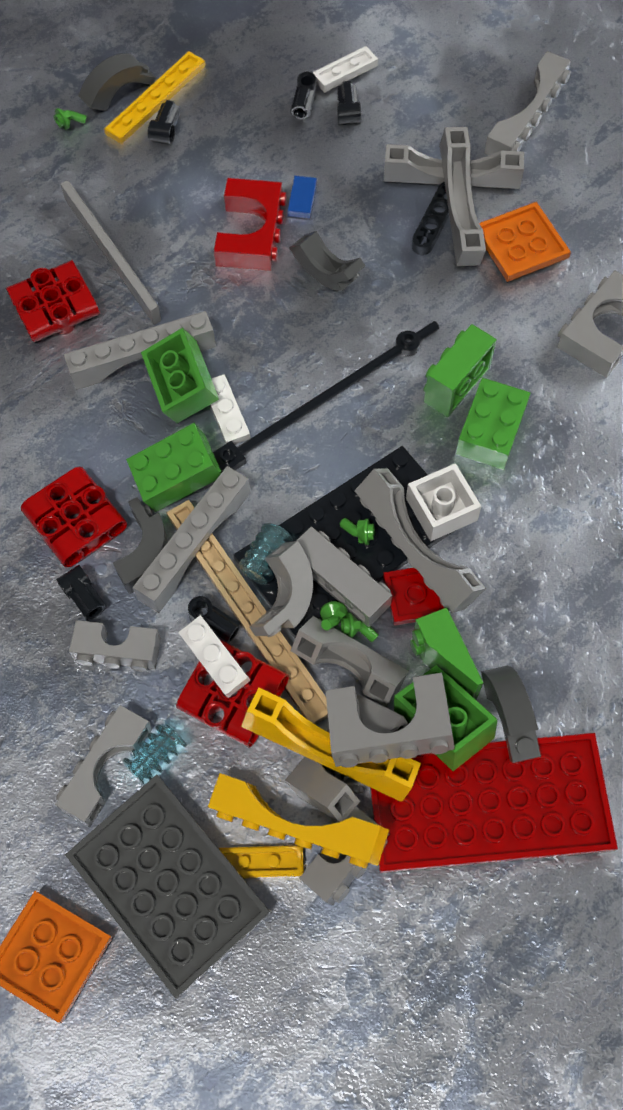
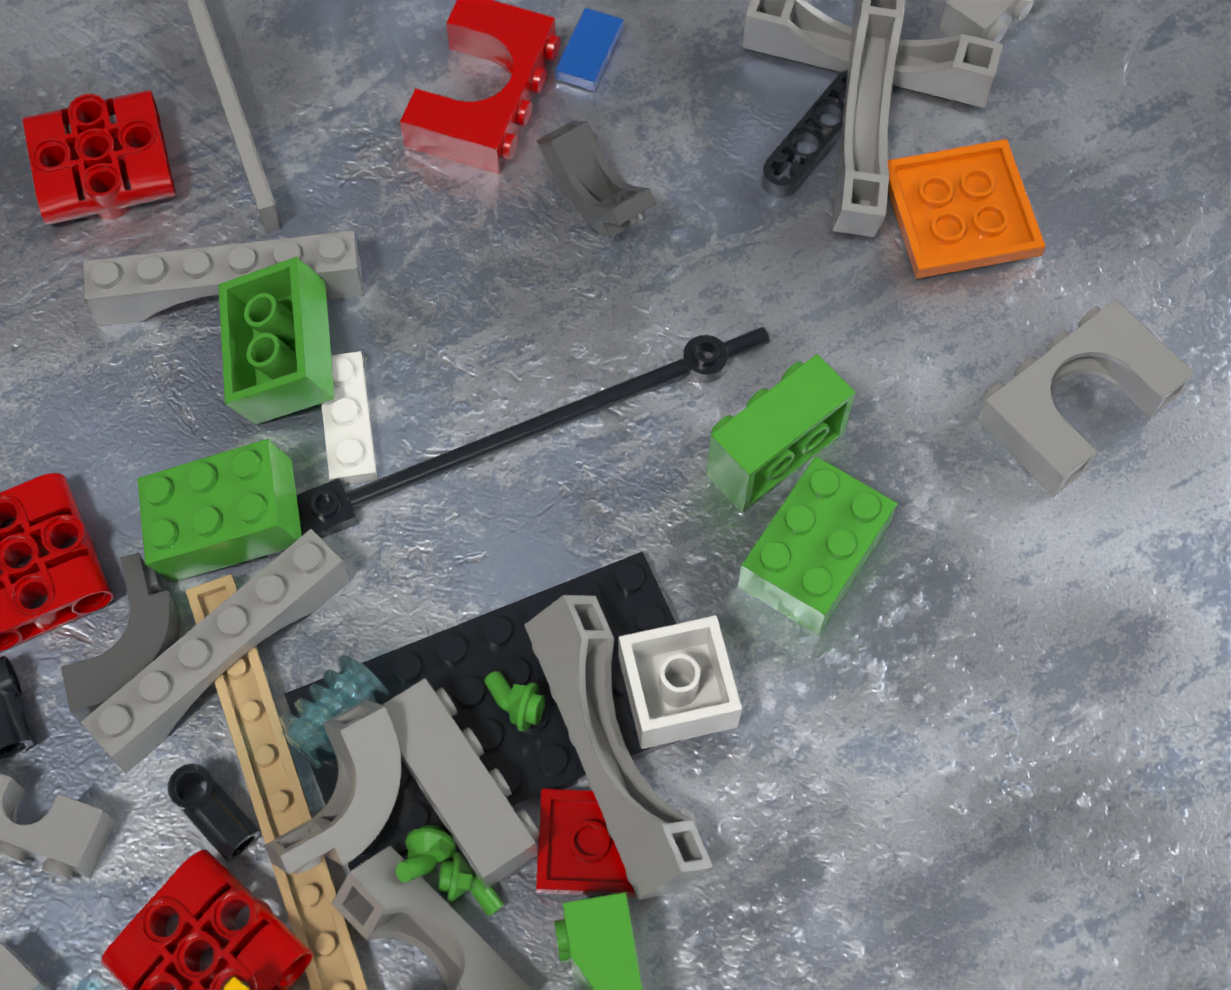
camera: 10 degrees right, 0 degrees up
(214, 656) = (185, 889): white plate -> none

